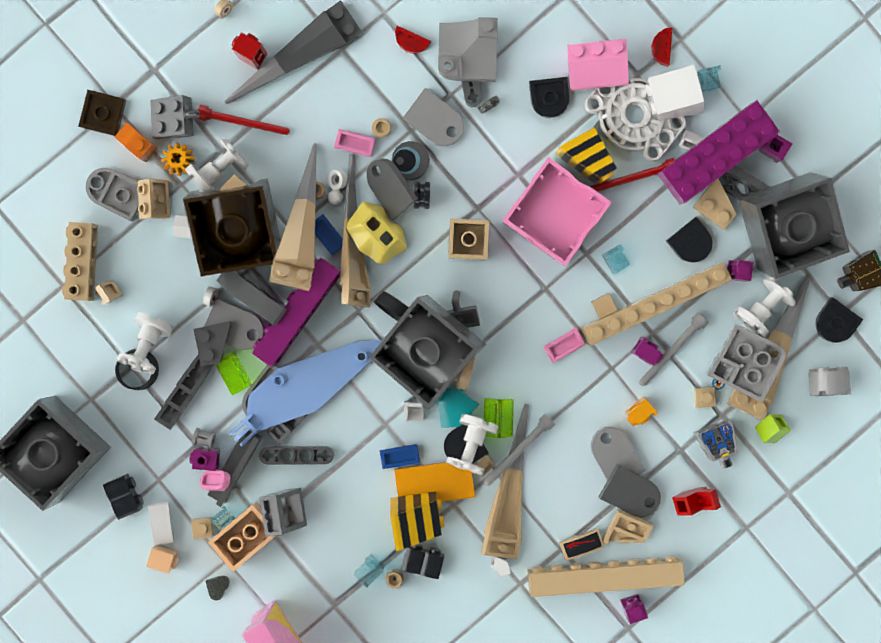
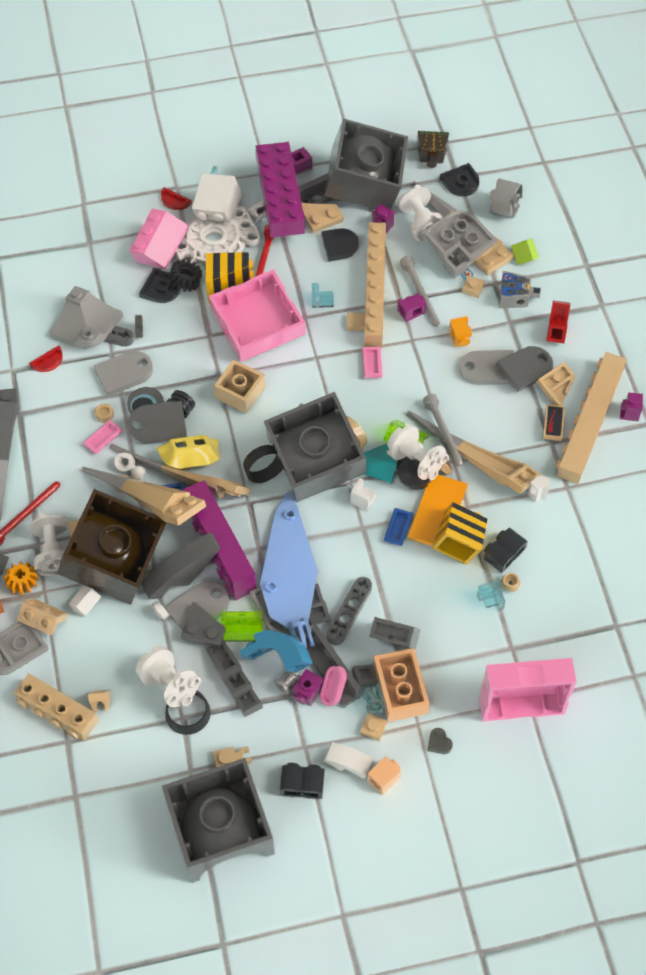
camera: 65 degrees left, 30 degrees down
(113, 425) = (228, 755): none -> tan plate
(222, 425) = (292, 651): none -> dark azure arch
(240, 499) = (364, 675): none -> dark grey plate
(580, 120) = (182, 282): none -> black tyre

